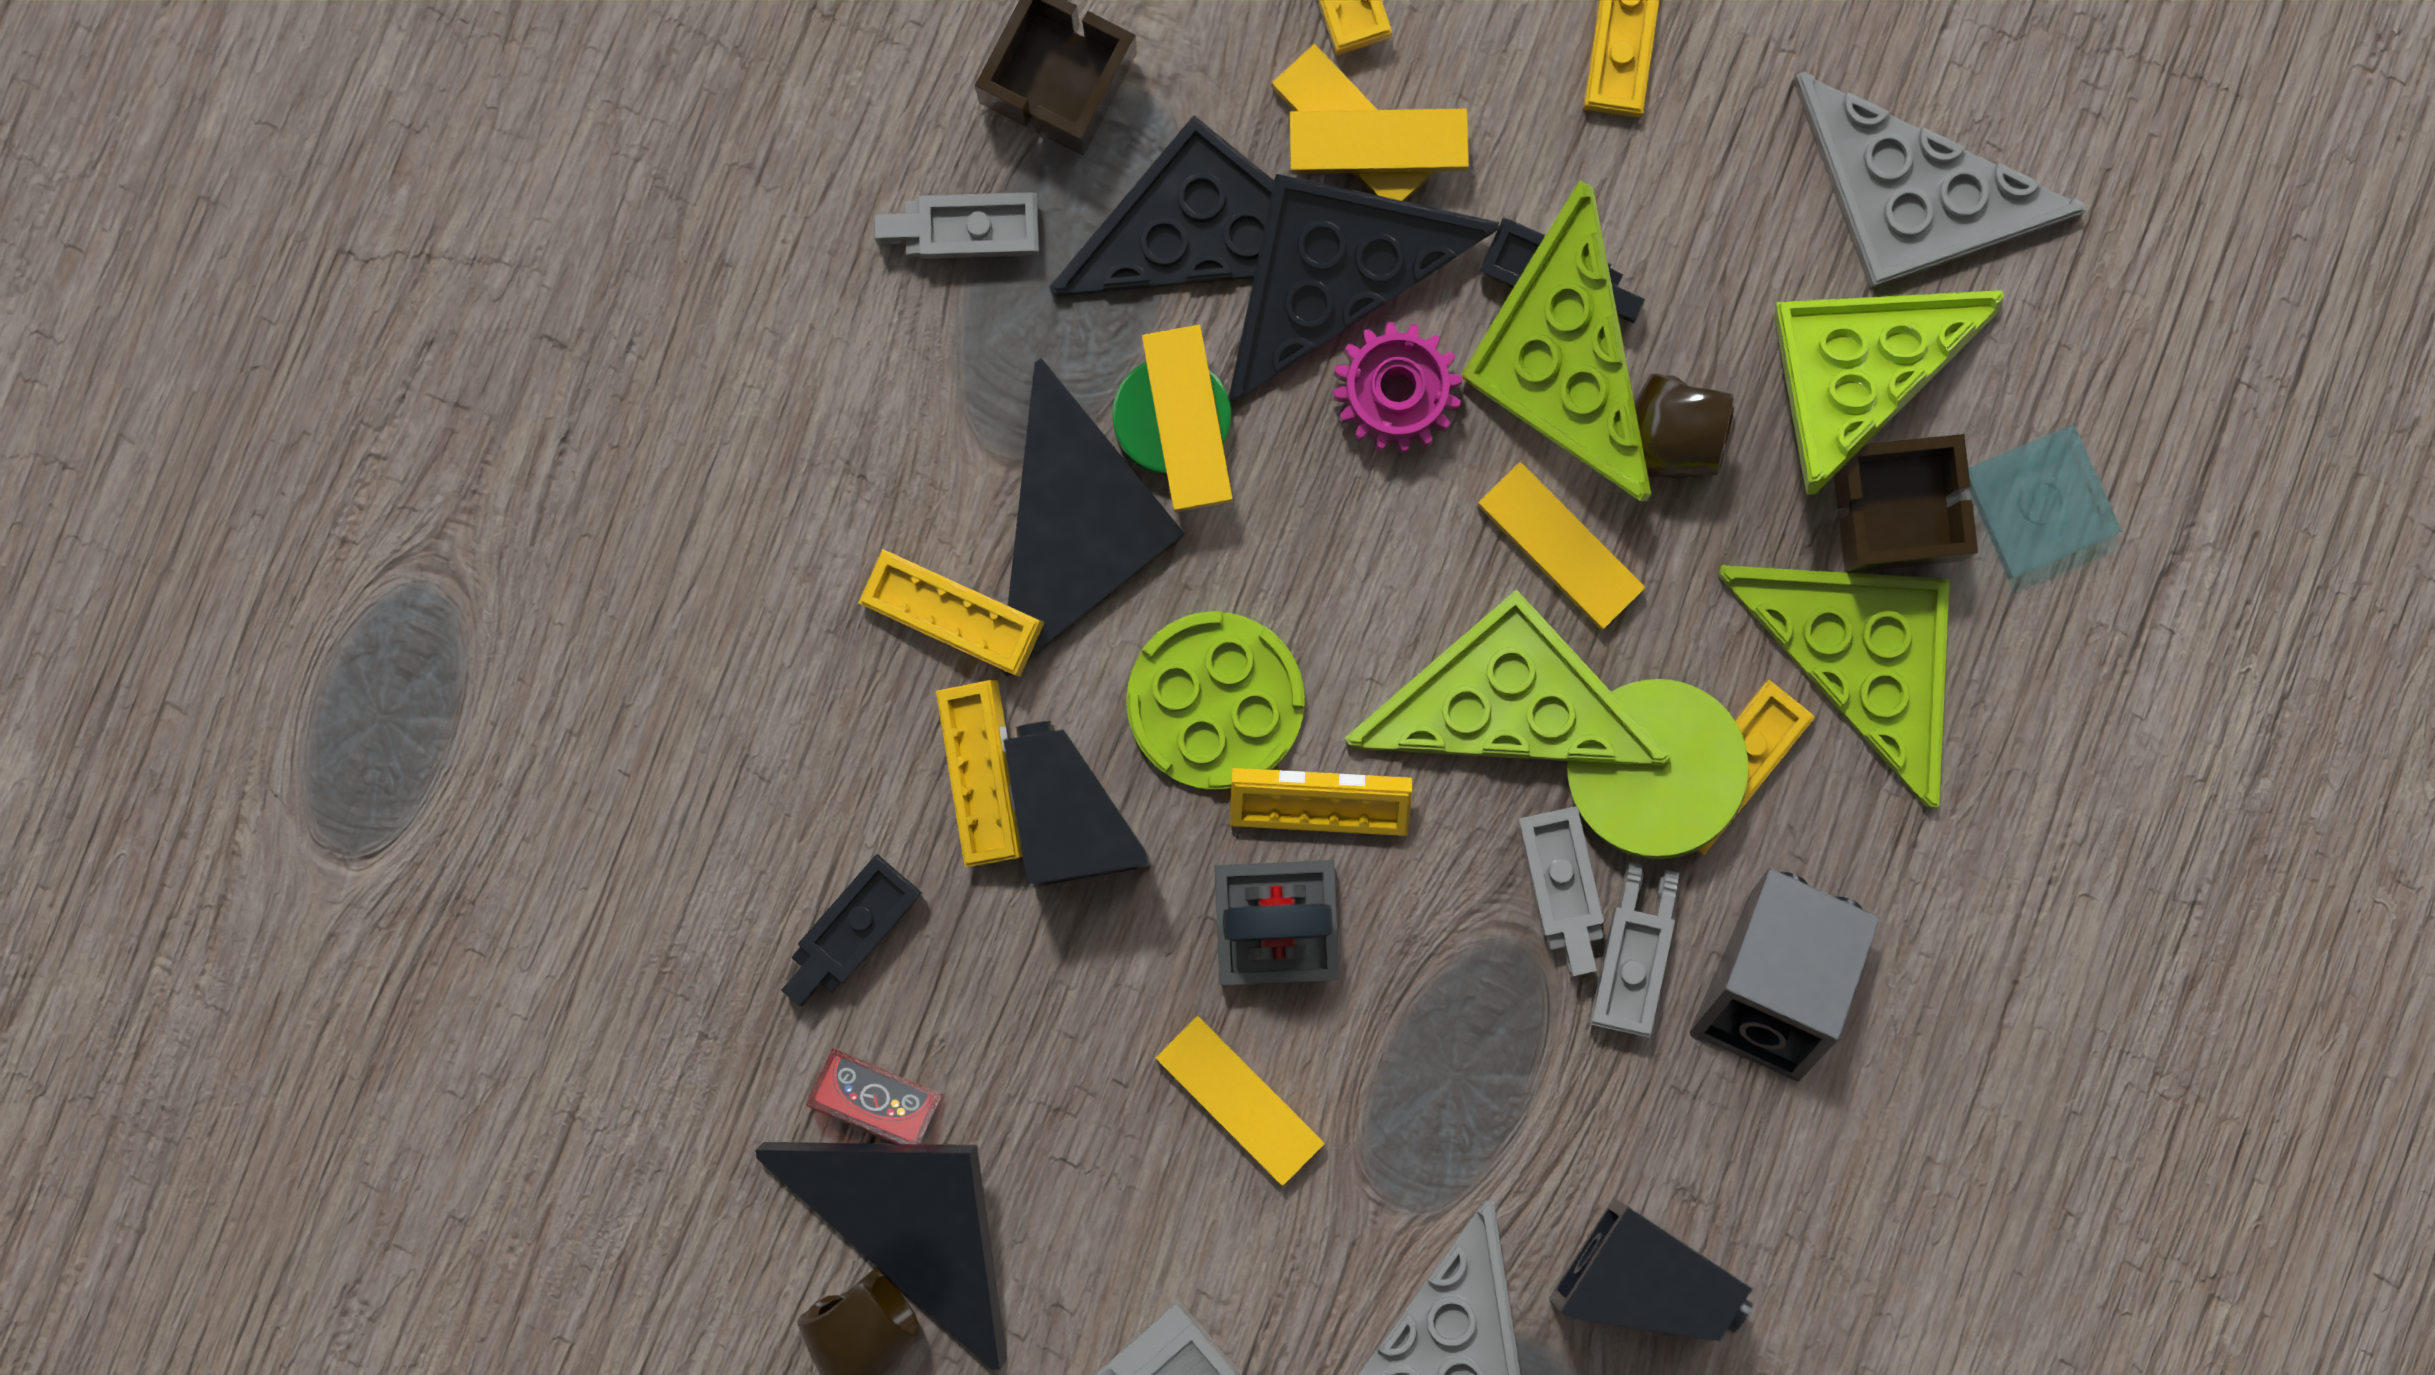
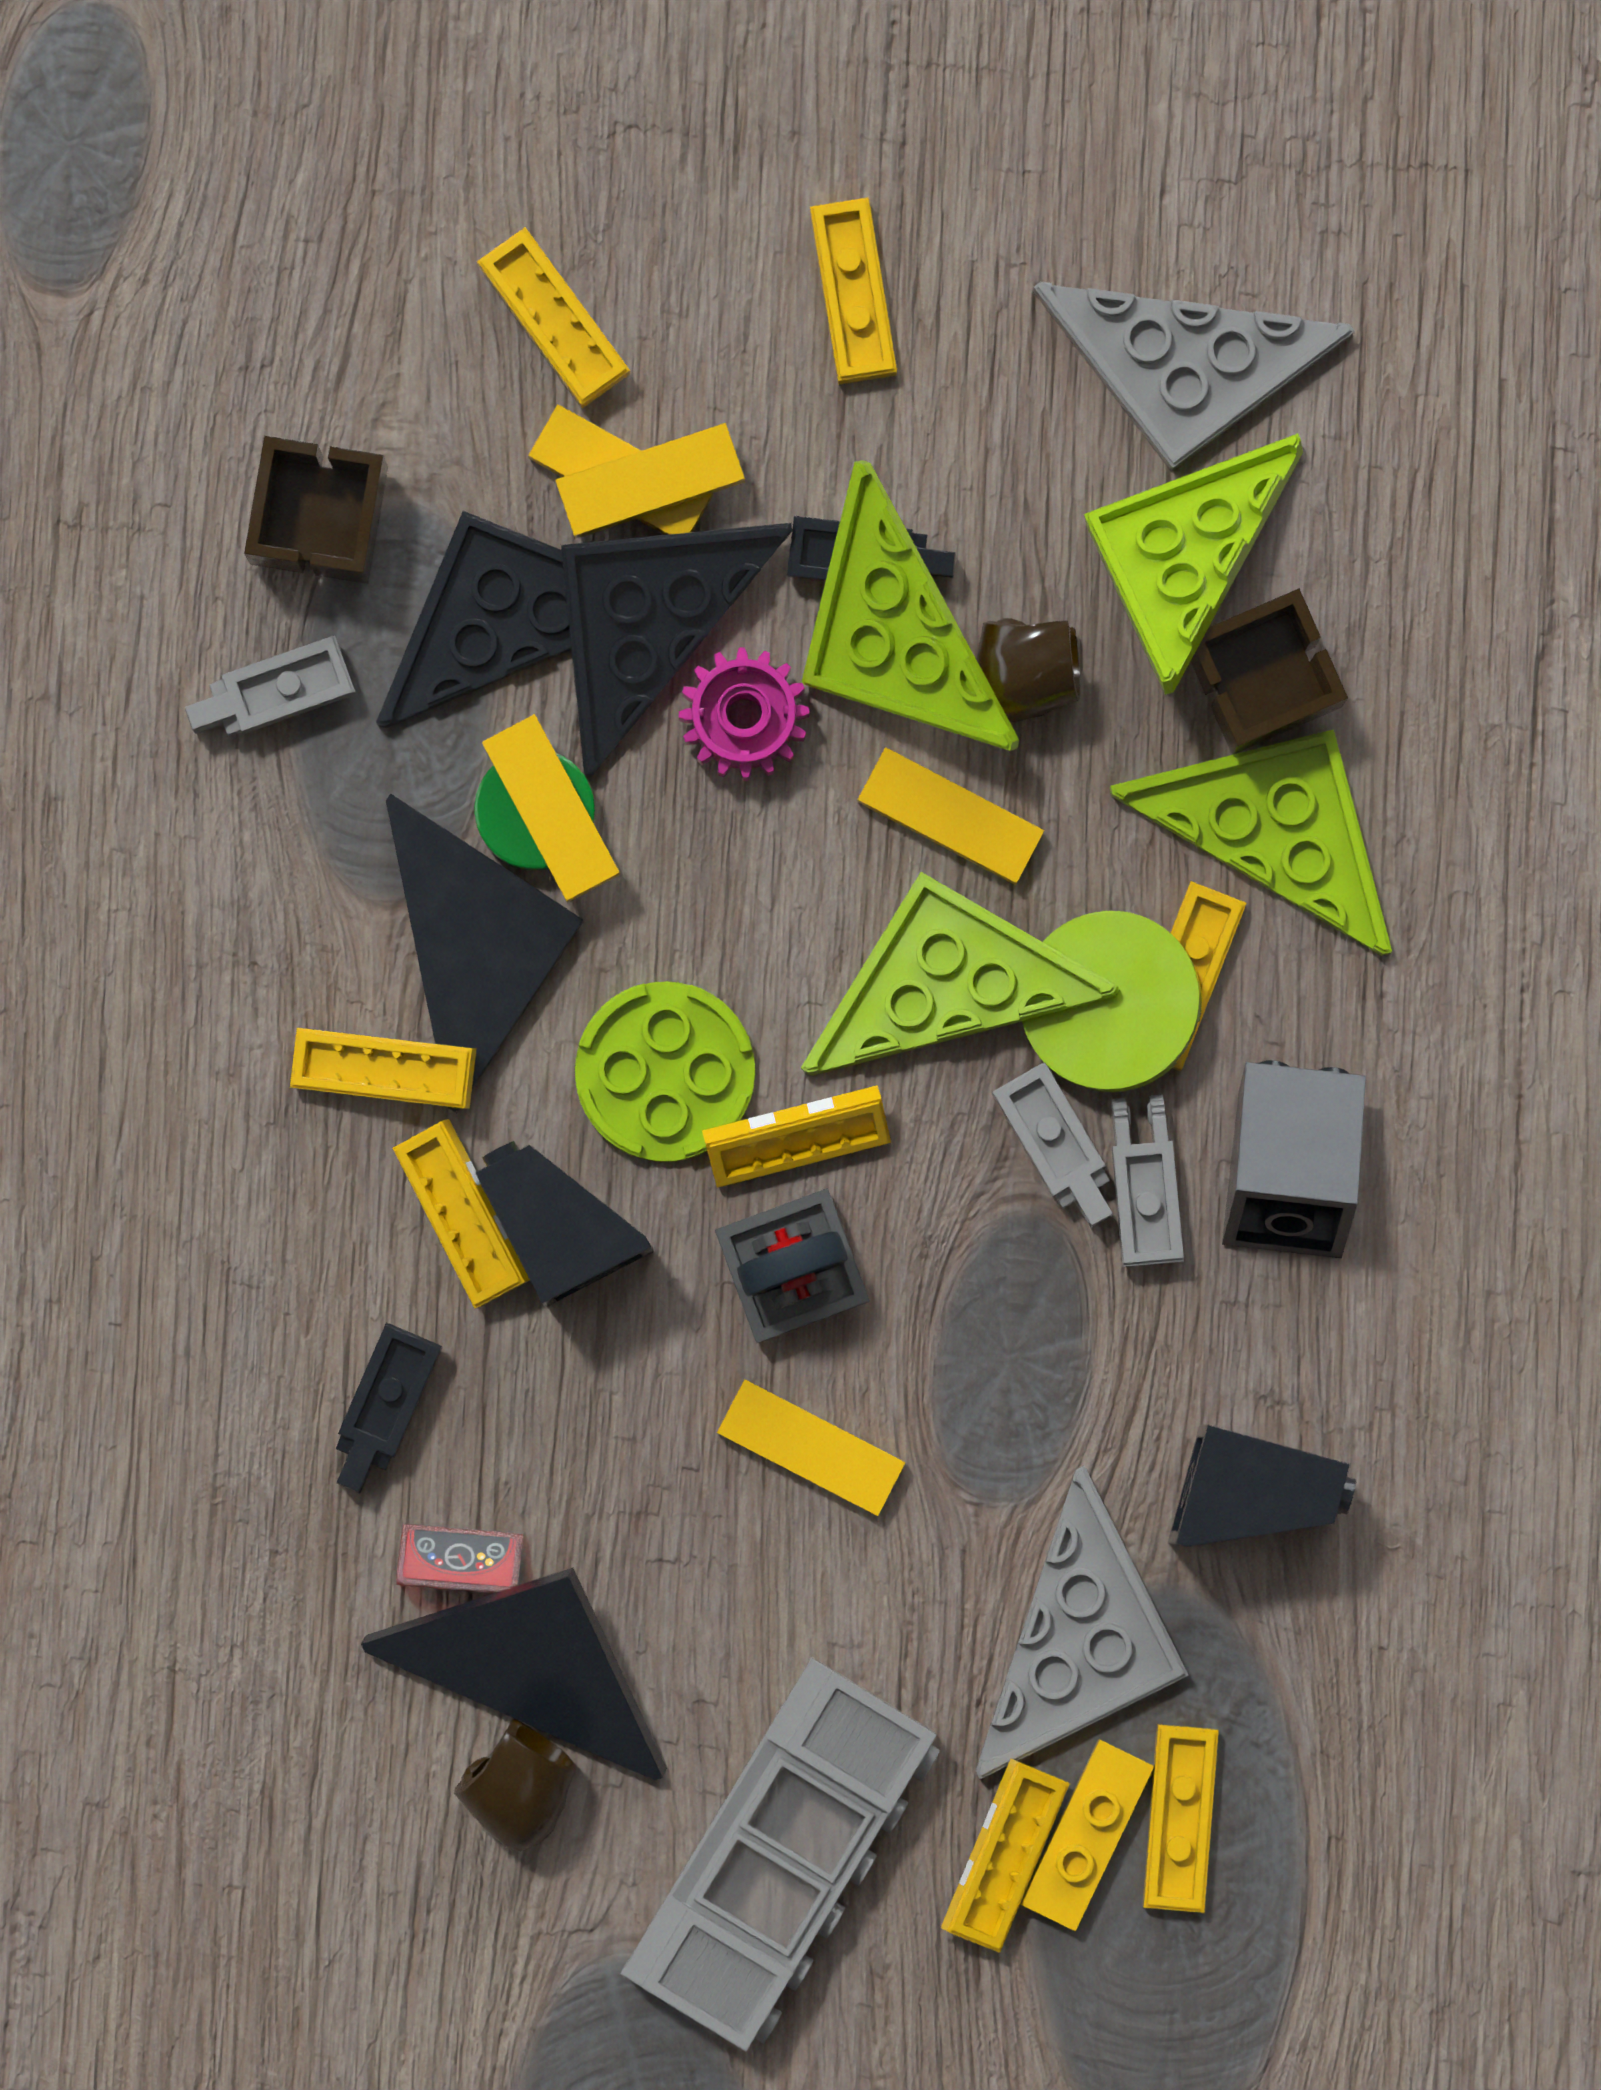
camera: 20 degrees left, 0 degrees up
(2042, 501) = (1399, 626): clear light blue tile -> none

